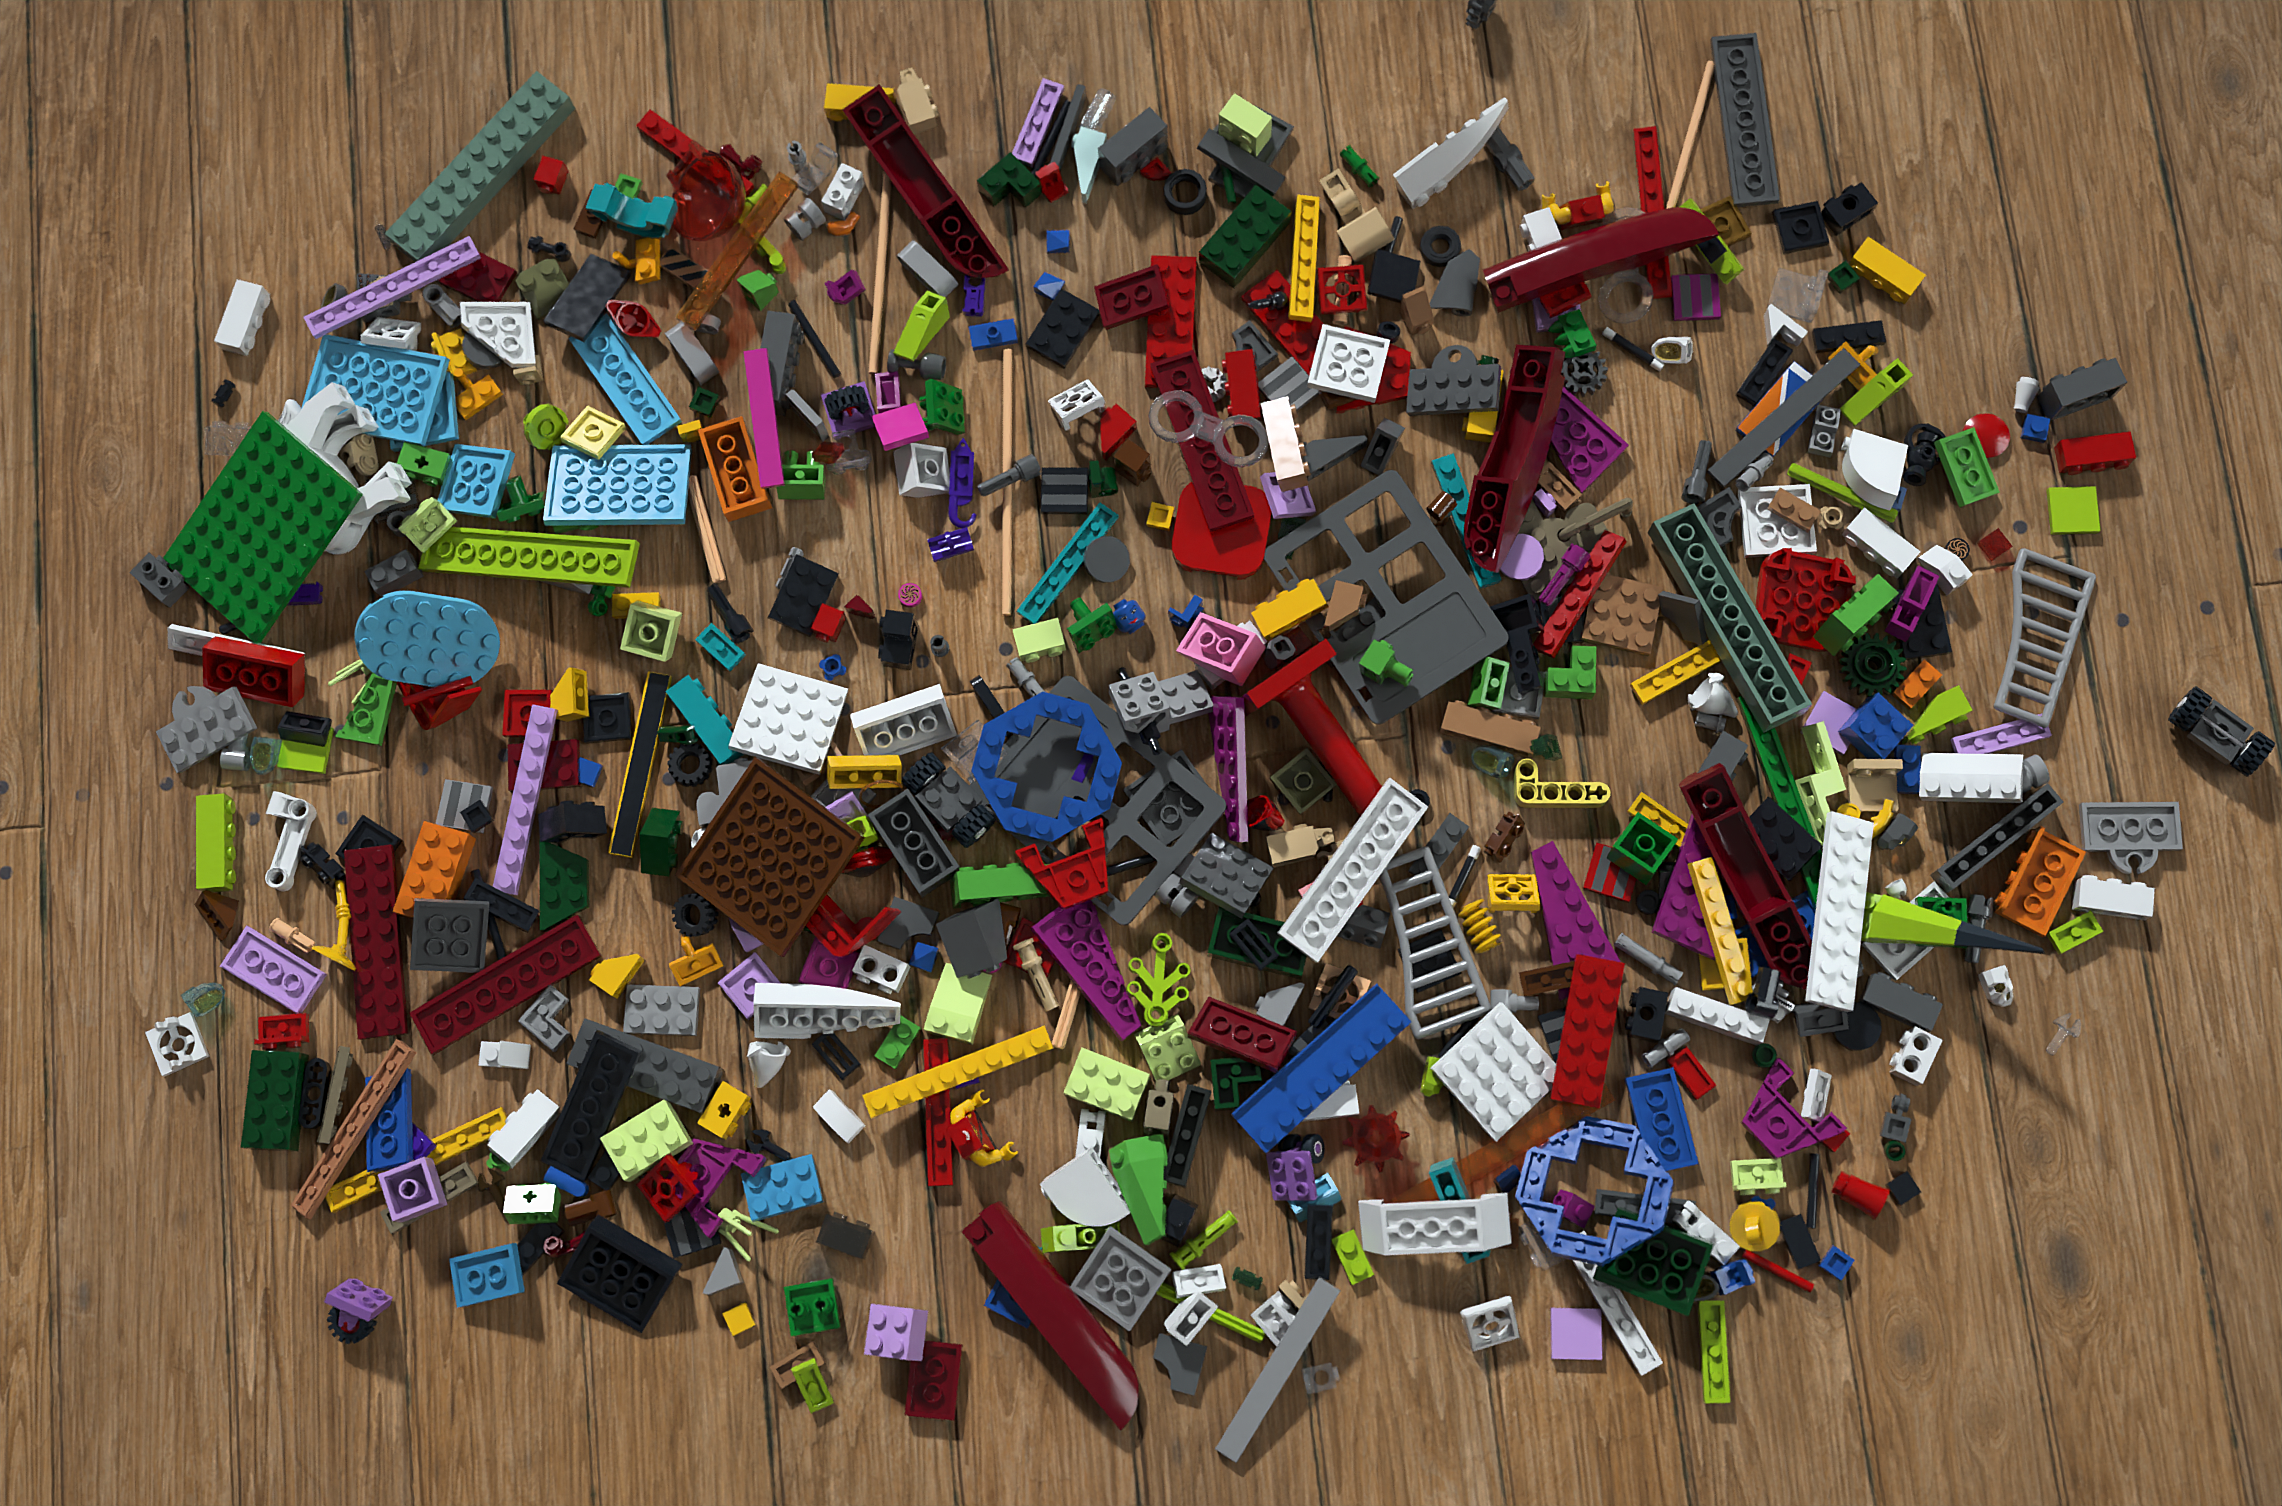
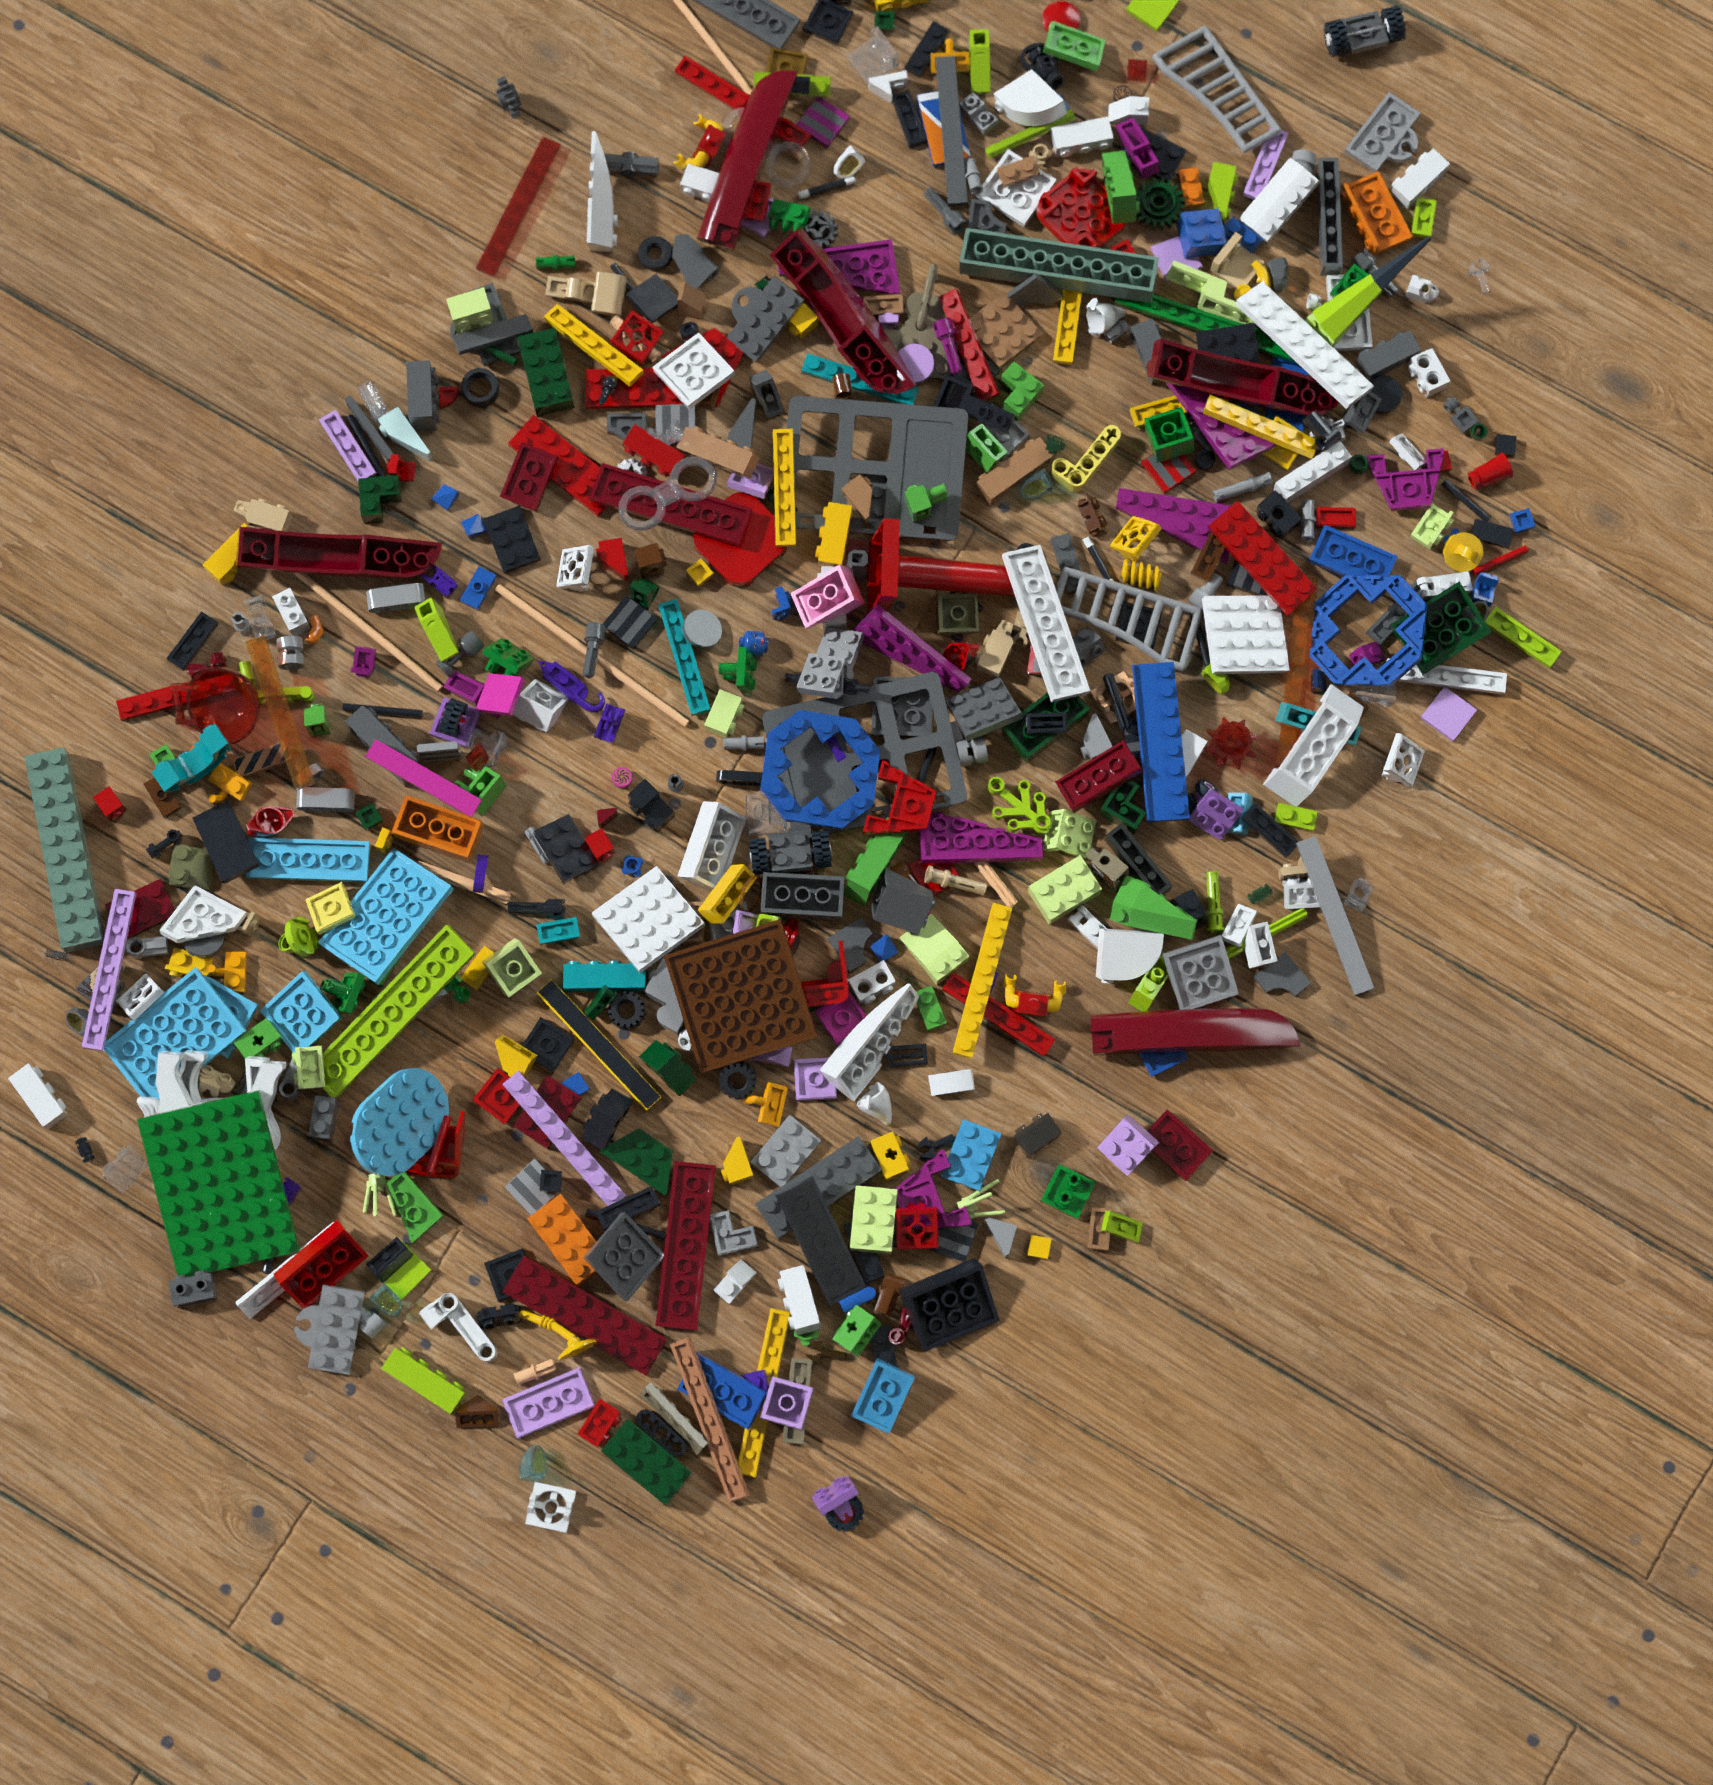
camera: 60 degrees left, 0 degrees up
(720, 537) = (480, 873): none -> dark purple piece
(753, 130) = (192, 641): none -> black plate
(1268, 392) = (673, 433): none -> clear bracket
(1298, 529) = (784, 487): none -> yellow plate
(1387, 94) = (518, 206): none -> clear red tile

